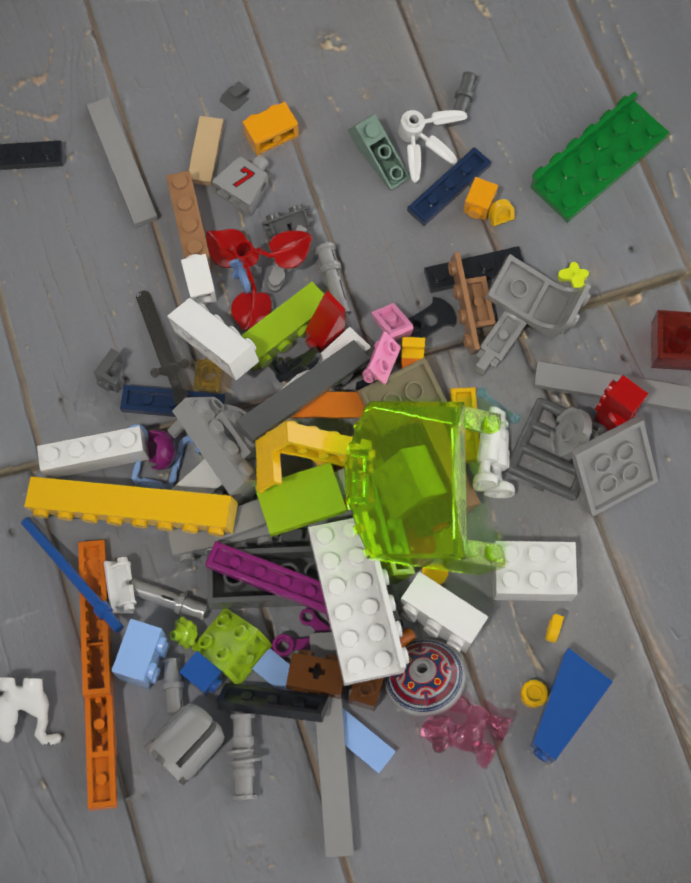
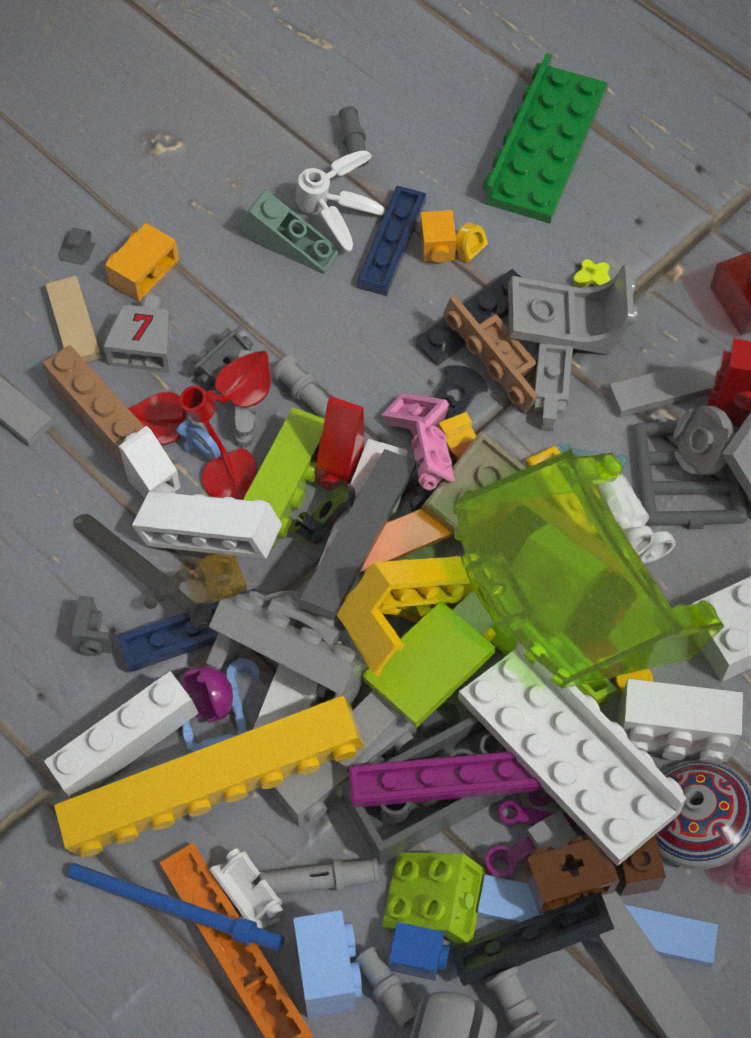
camera: 25 degrees left, 10 degrees down
(184, 632) = (365, 909): lime plant -> none

